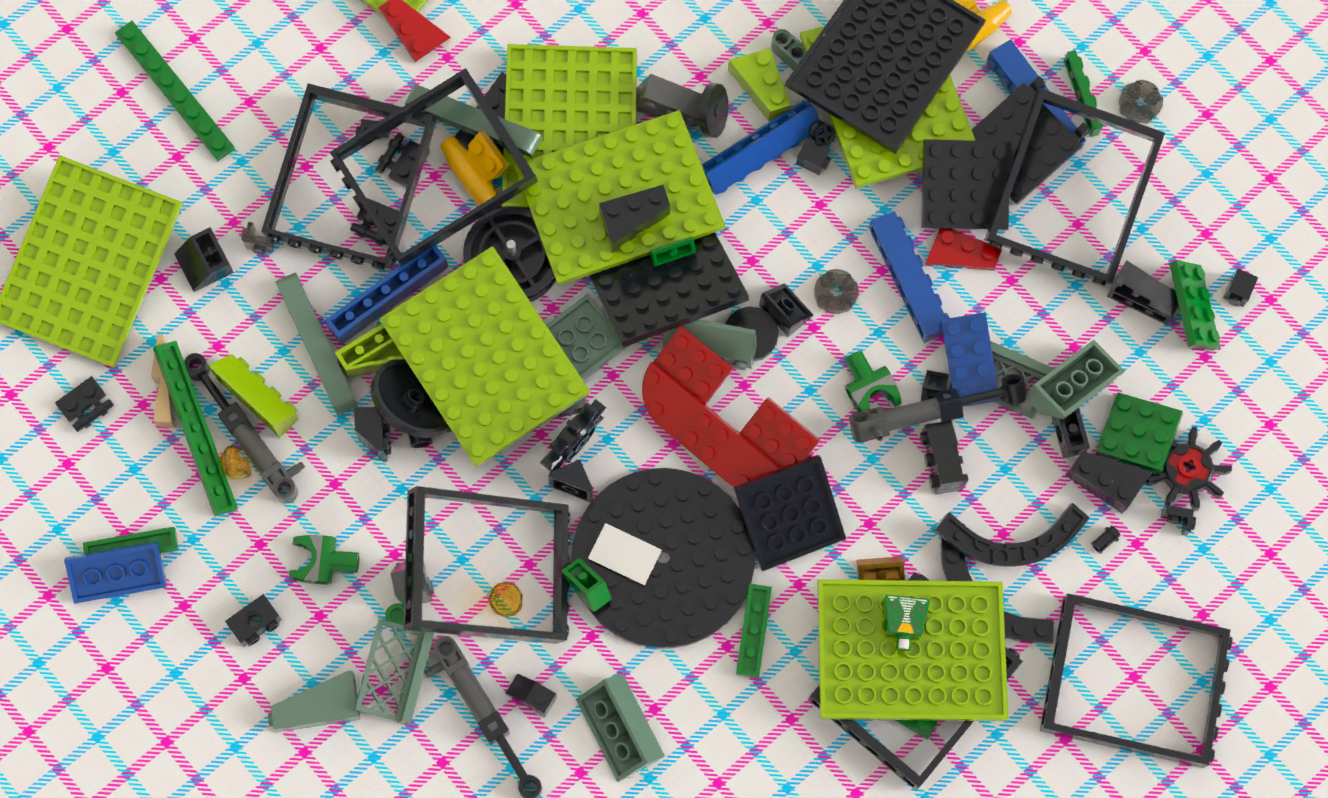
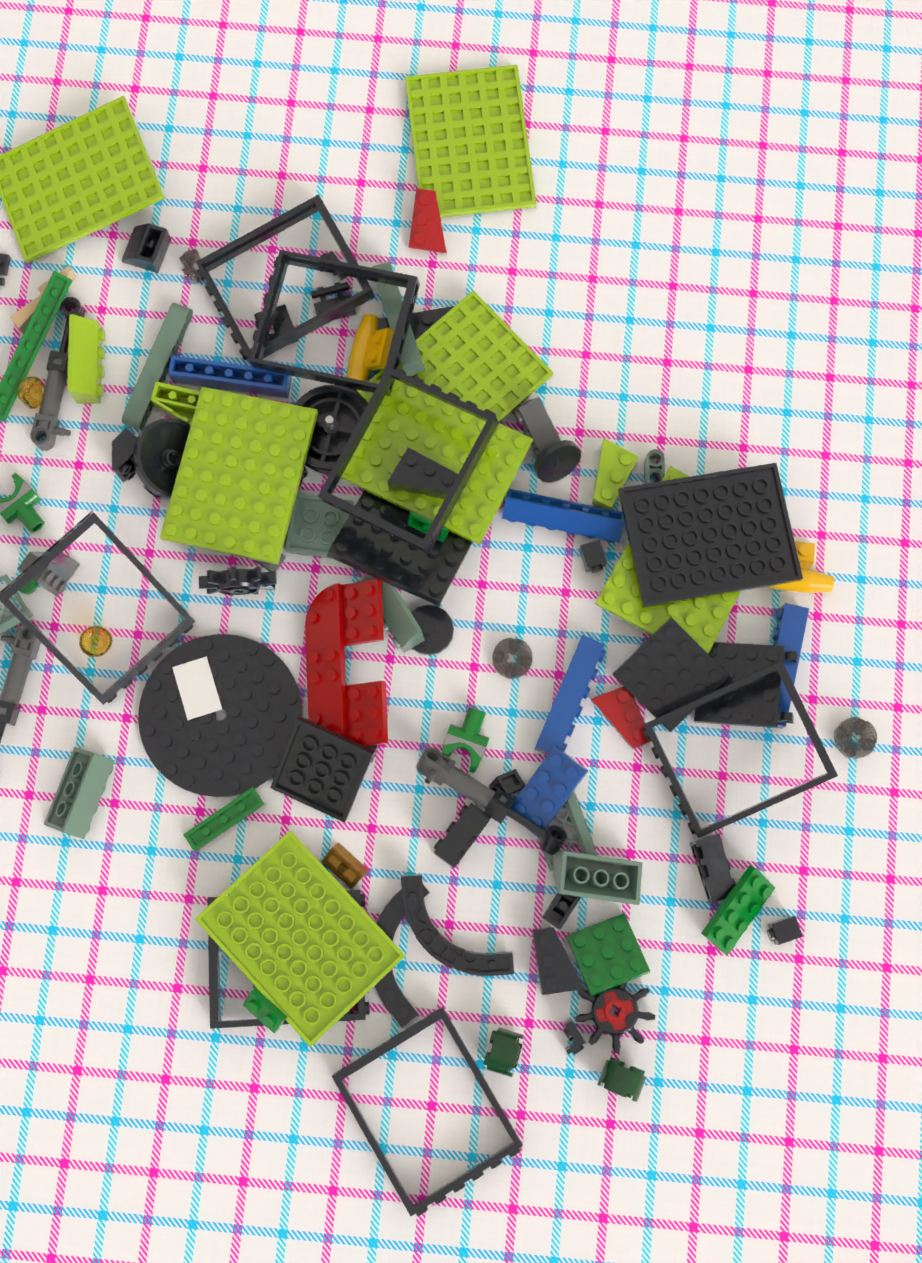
camera: 50 degrees right, 5 degrees up
(175, 91) = (243, 125): green plate -> none
(531, 694) = (49, 717): black slope -> none
(572, 480) = (215, 610): black slope -> none
(587, 584) = (149, 683): green slope -> none
(635, 281) = (459, 484): none -> black door
(785, 308) = (468, 636): black slope -> none
(826, 136) = (615, 550): black wheel -> none
(904, 619) = (312, 913): green torso -> none
(946, 729) = (264, 1010): none -> green plate
(1081, 87) = (825, 686): green plate -> none
(1106, 539) = (510, 999): black pin -> none
(1145, 577) = (504, 1051): none -> dark green brick
(1246, 508) = (621, 1079): none -> dark green brick

